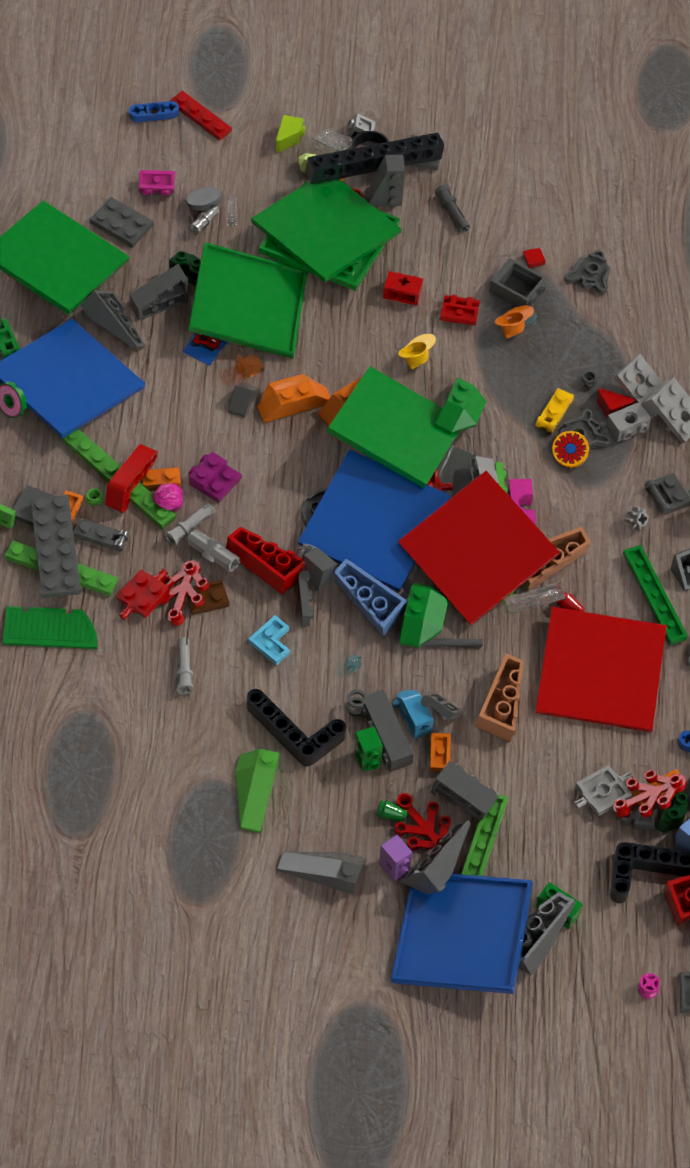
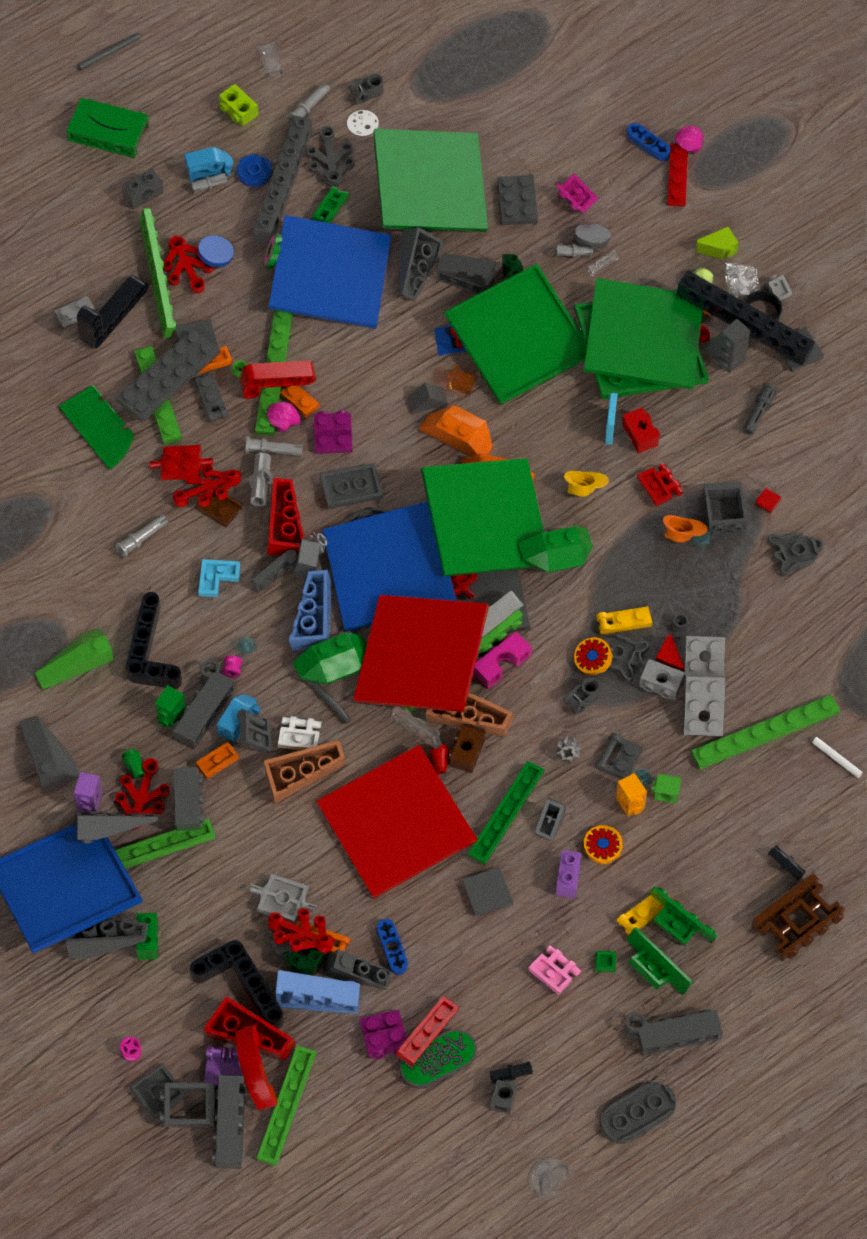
camera: 55 degrees right, 5 degrees up
(180, 84) = (690, 138): none -> dark pink hair
(275, 497) = (351, 486): none -> dark grey plate
(365, 684) = (232, 666): none -> dark pink wheel
(380, 295) = (611, 418): none -> medium azure tile
(468, 686) = (298, 738): none -> white plate
(577, 571) = (467, 759): none -> reddish brown brick
(598, 480) = (581, 698): none -> dark grey piece

